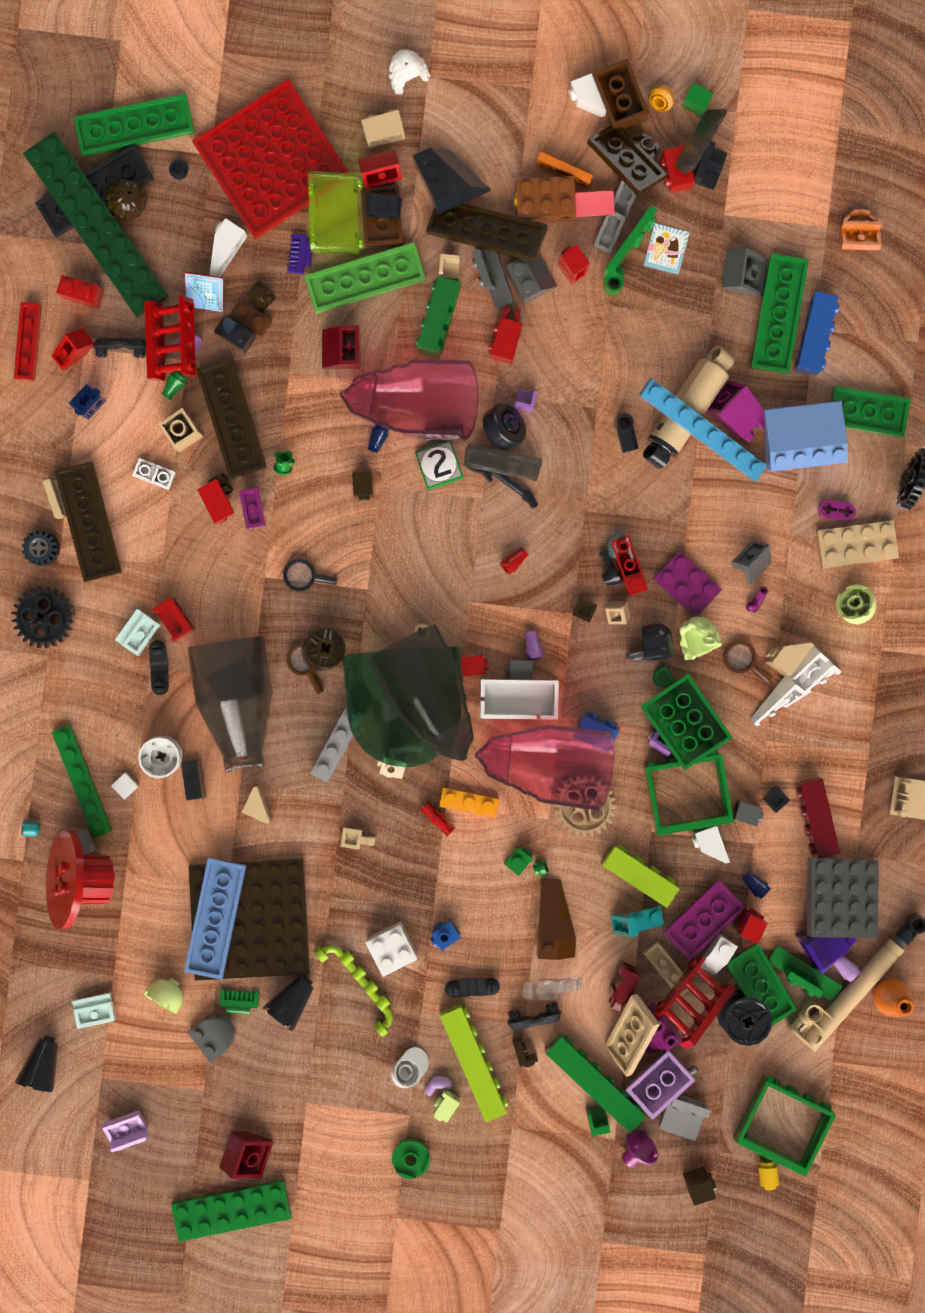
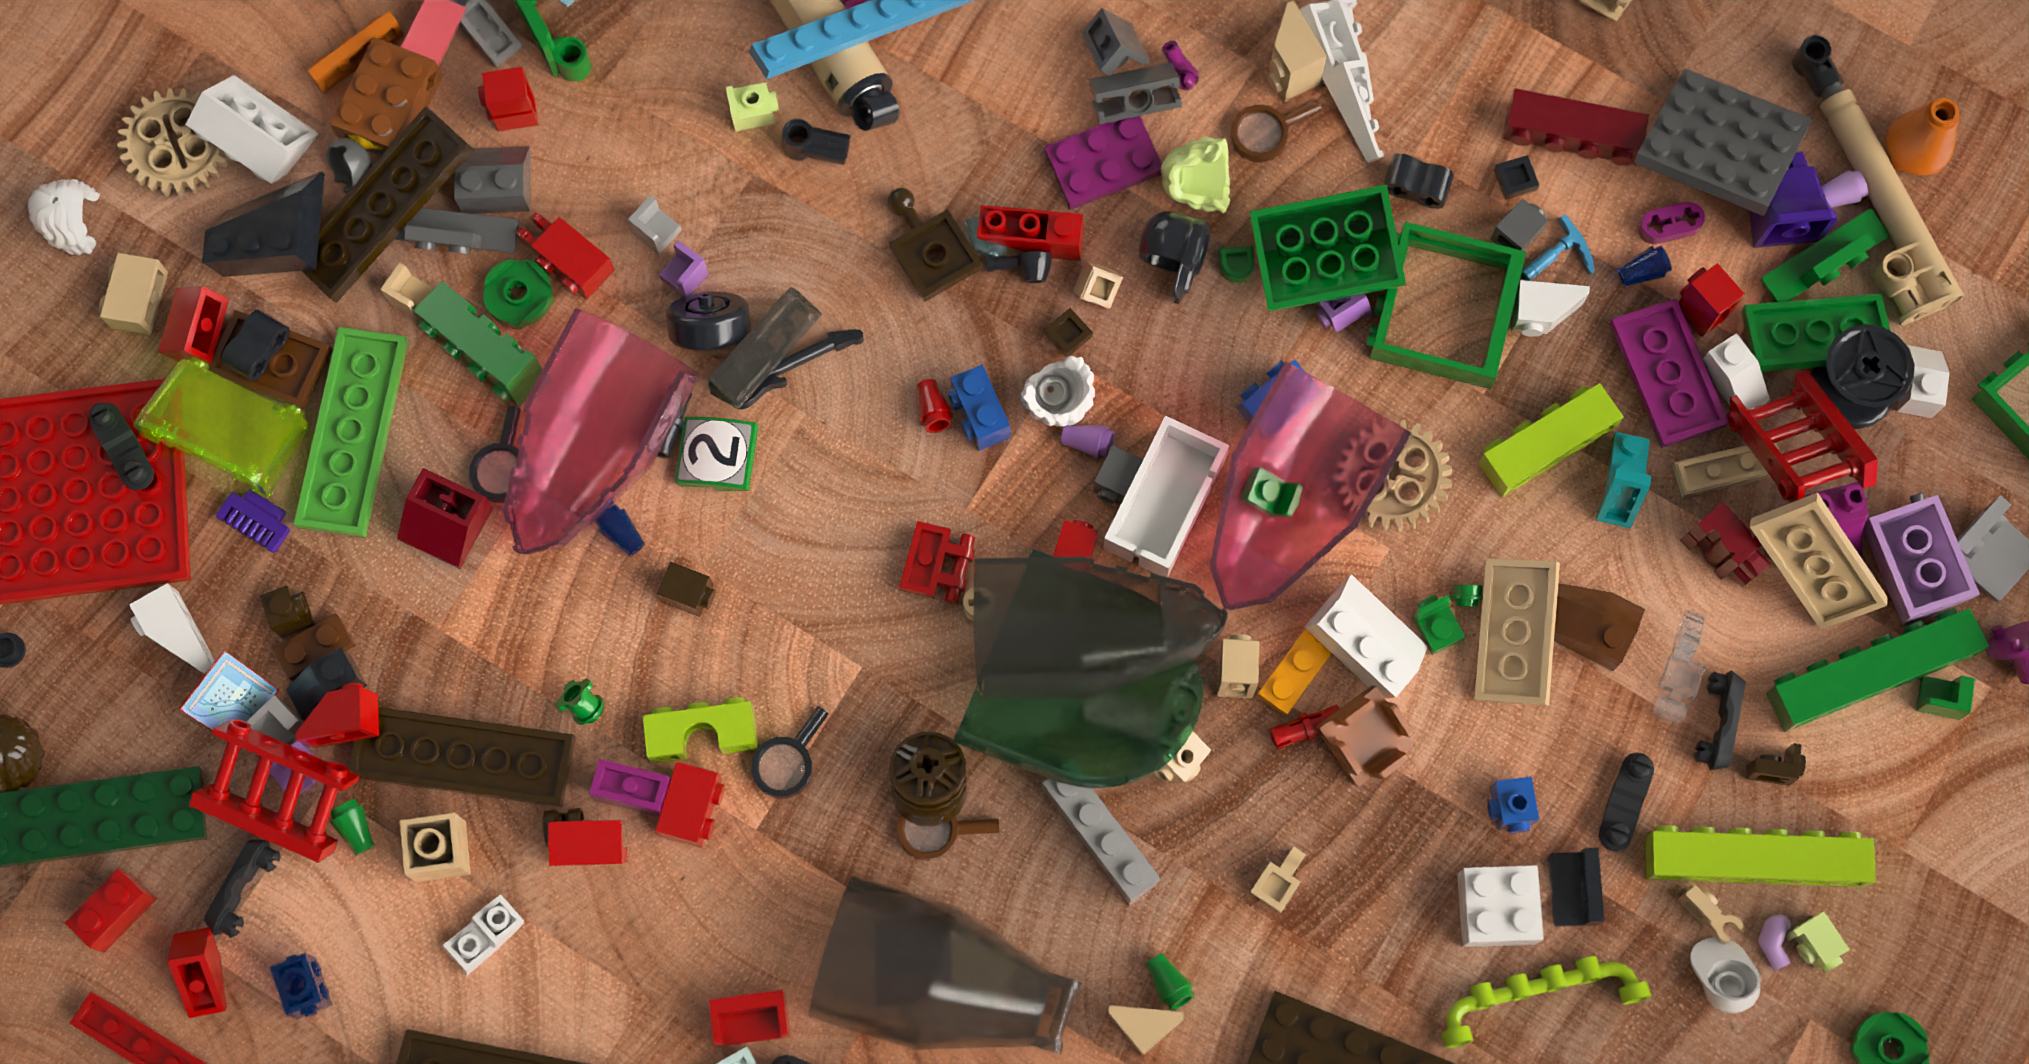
camera: 60 degrees left, 15 degrees down
(205, 321) = (276, 721): none -> light grey panel
(221, 352) = (341, 717): none -> red slope
(259, 540) = (690, 805): none -> red brick
(283, 808) = (1170, 983): none -> green cone
(289, 512) = (669, 730): none -> lime arch
(300, 169) = (121, 445): none -> black piece
(383, 358) = (493, 463): none -> piece
(419, 980) = (1576, 888): none -> black panel
(434, 595) = (926, 560): none -> red plate
(438, 1044) = (1703, 907): none -> tan plate
(444, 851) = (1368, 736): none -> panel
(448, 773) = (1238, 667): none -> tan brick
(458, 93) = (145, 153): none -> tan gear
(477, 333) = (520, 274): none -> green plate
(494, 830) = (1368, 638): none -> white slope
(496, 140) = (250, 128): none -> white slope
(502, 200) = (348, 161): none -> dark grey hair
(527, 579) = (980, 407): none -> blue brick
(531, 901) = (1517, 631): none -> tan plate
(543, 373) = (653, 225): none -> light grey panel
(545, 626) = (1070, 395): none -> white hair
(545, 750) = (1271, 493): none -> green bracket
(607, 519) = (939, 233): none -> dark brown plate
(624, 389) = (752, 115): none -> yellowish green brick
(730, 584) = (1146, 102): none -> dark grey piece
(740, 833) = (1572, 237): none -> dark azure piece
(750, 750) = (1418, 181): none -> black axle
(761, 1052) = (1930, 384): none -> white slope
(785, 891) = (1669, 216): none -> magenta beam

